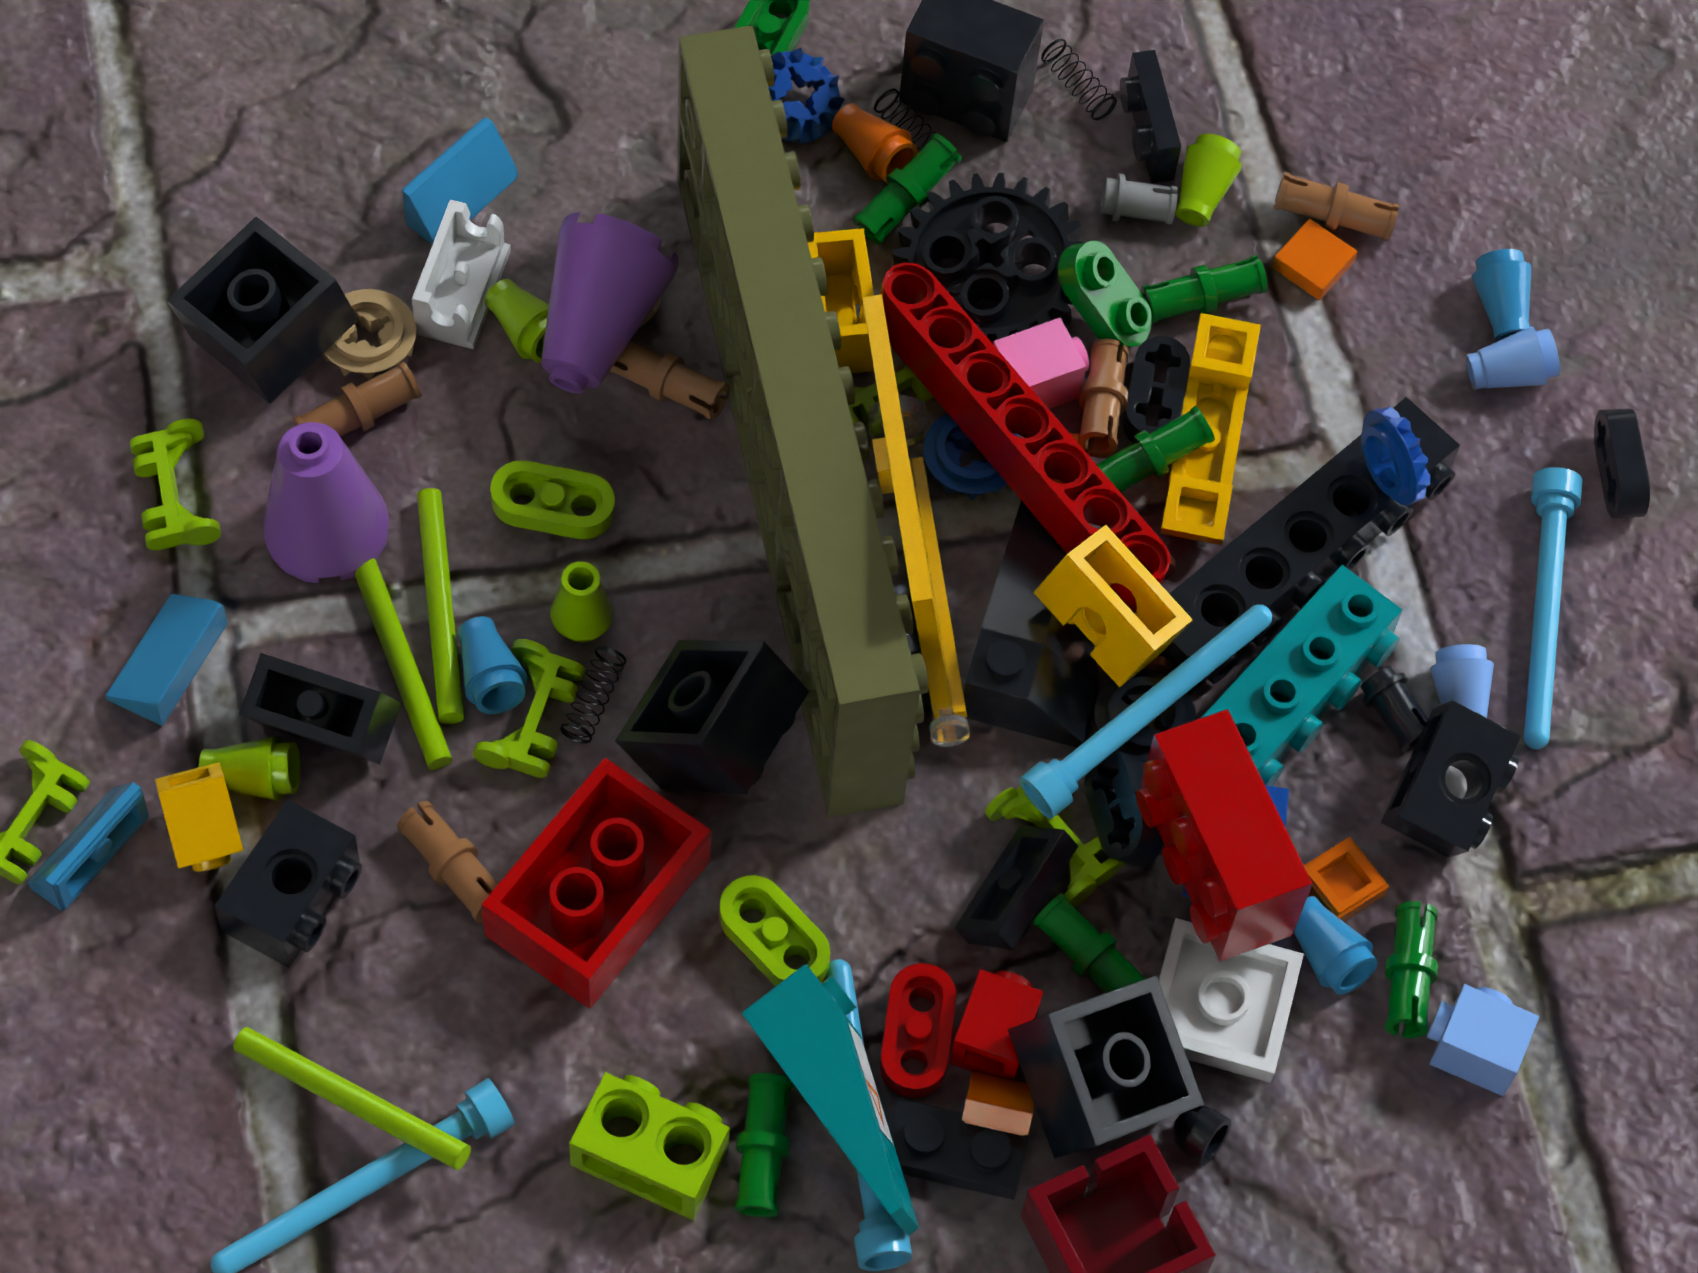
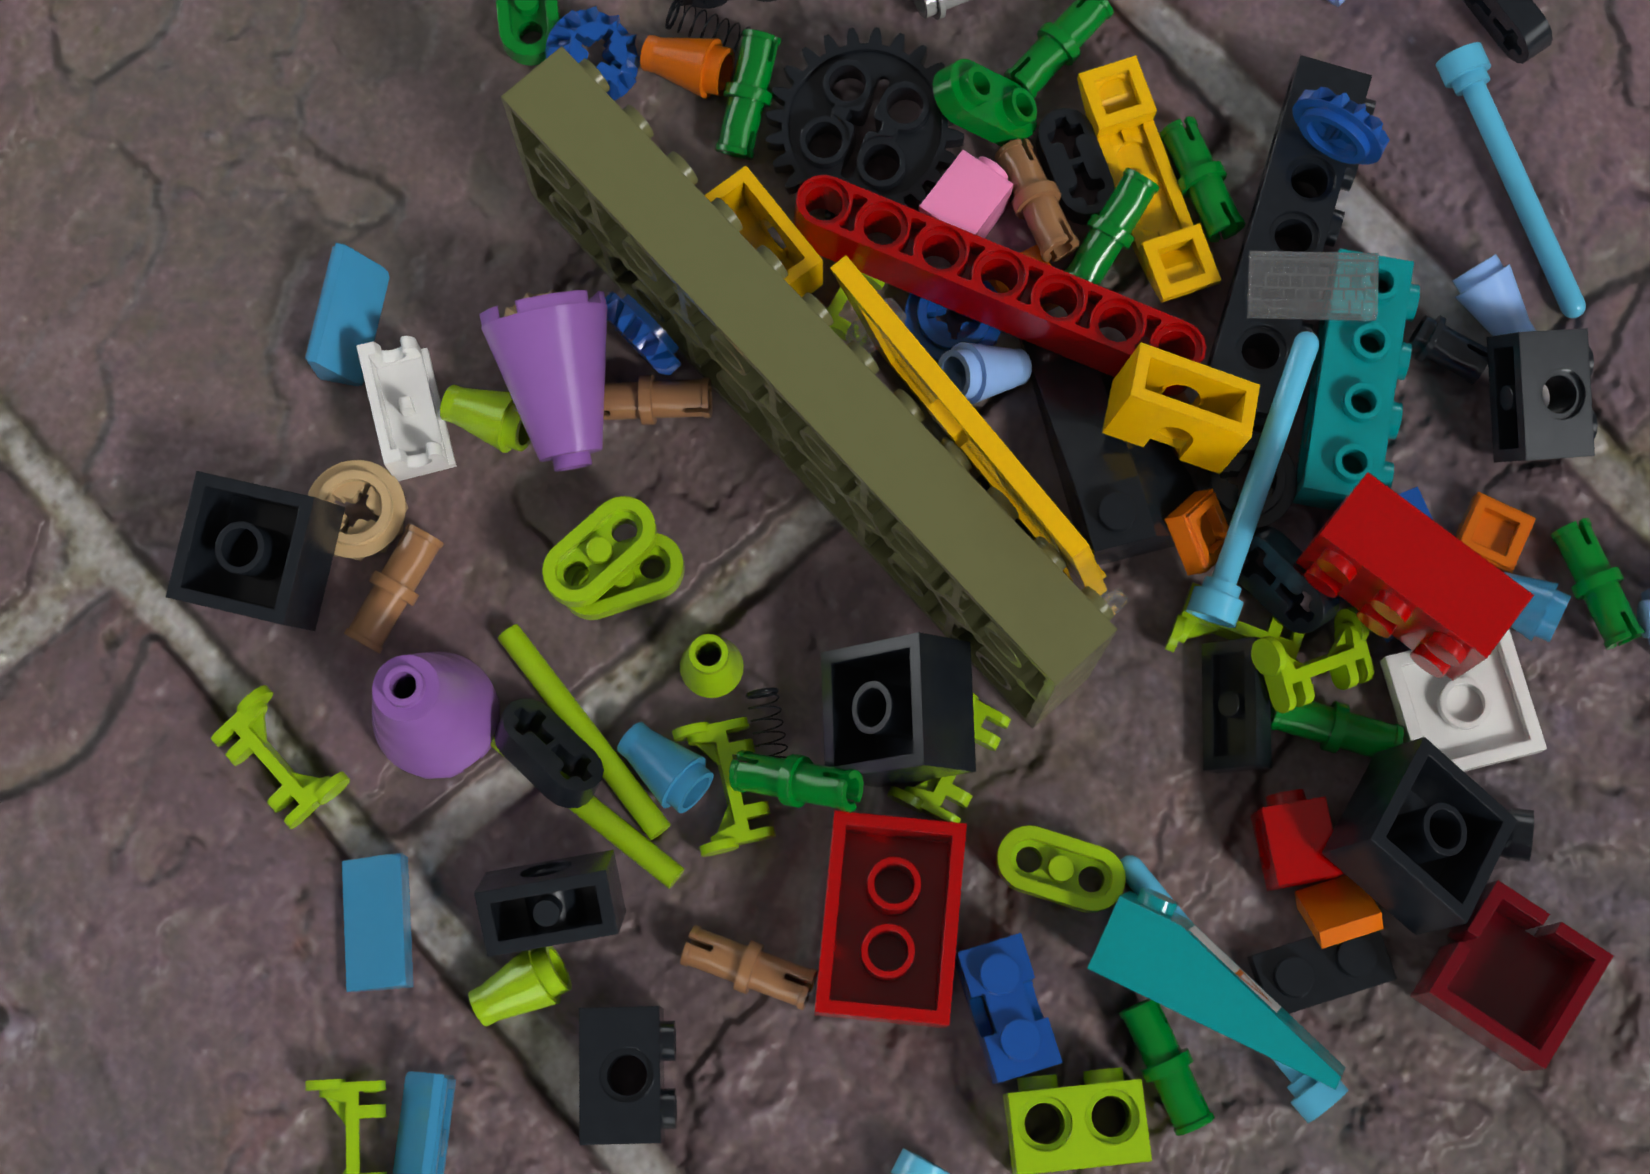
camera: 25 degrees left, 15 degrees up
(199, 817) = (508, 1065): yellow brick -> none
(389, 600) = (548, 753): none -> black beam
(543, 458) = (596, 550): none -> lime plate
(589, 723) = (796, 780): none -> green pin
(639, 1034) = (1005, 980): none -> blue brick
(694, 317) = (642, 333): none -> blue gear
(777, 773) = (930, 794): none -> lime piece
(917, 1033) = (1235, 883): red plate -> none
(965, 501) = (985, 369): none -> light blue cone
(1070, 722) = (1198, 531): none -> orange tile
(1073, 883) = (1290, 680): none -> lime piece
(1261, 457) = (1202, 179): none -> green pin
(1295, 575) = (1312, 285): none -> clear tile

